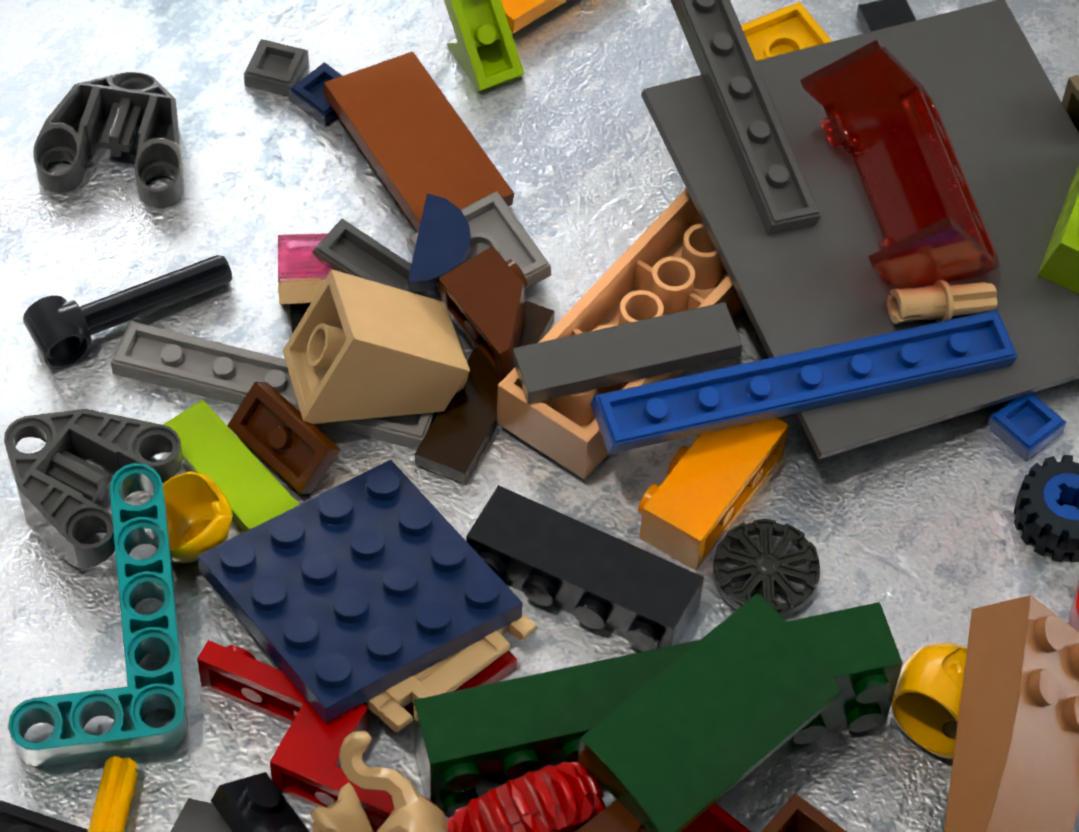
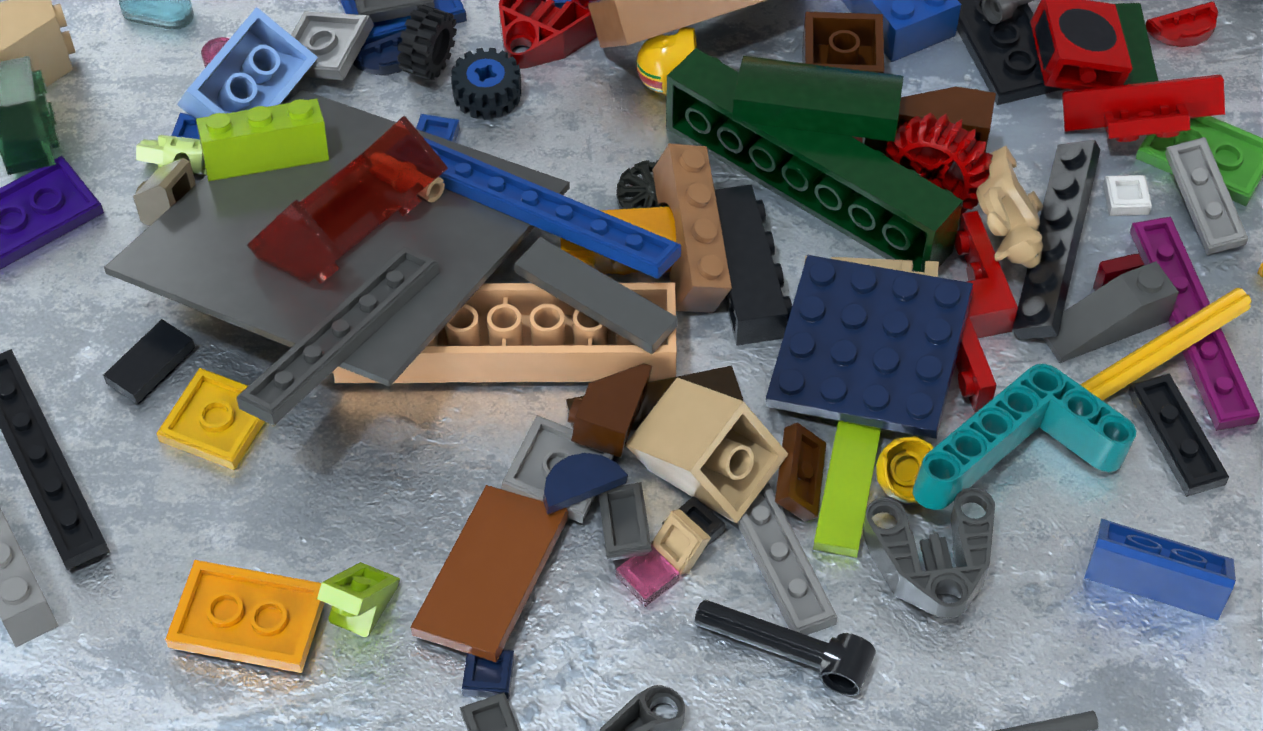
camera: 125 degrees left, 0 degrees up
(719, 548) = (687, 186): none -> medium nougat arch

